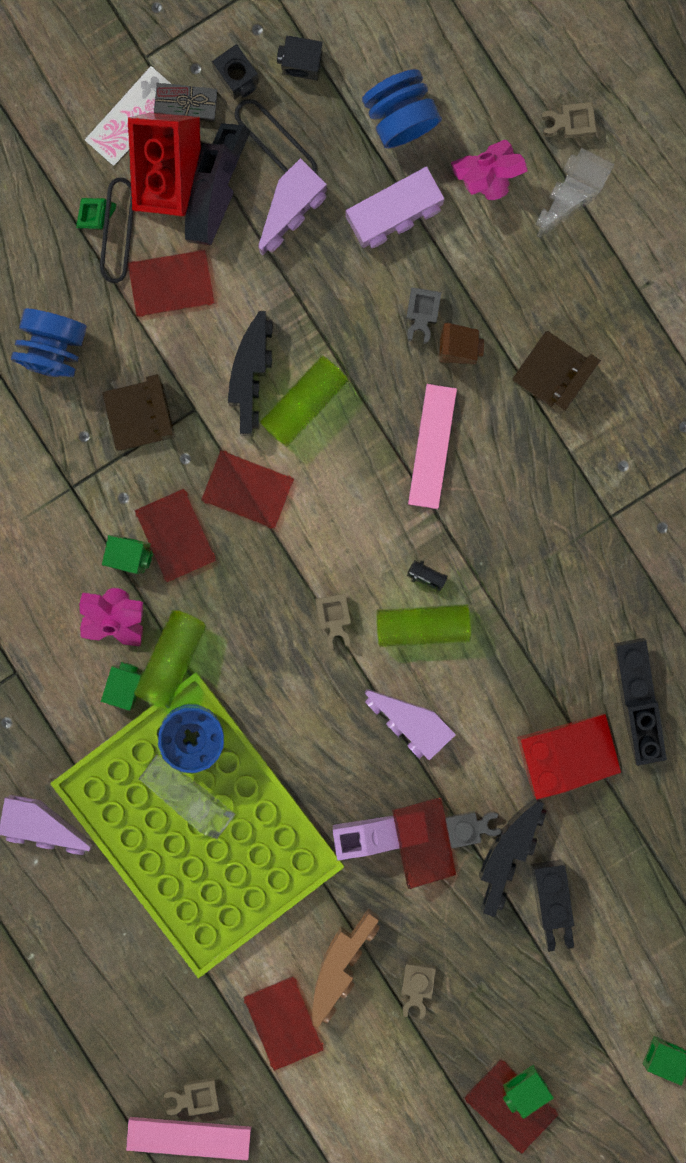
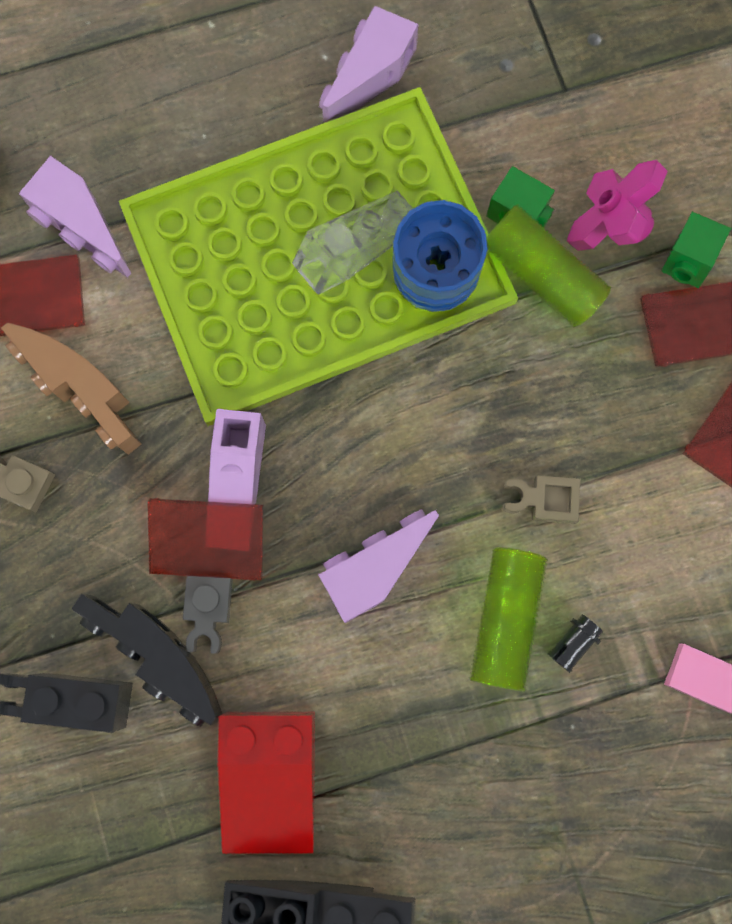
camera: 115 degrees right, 10 degrees down
(211, 1009) = (65, 201): none -> lavender slope

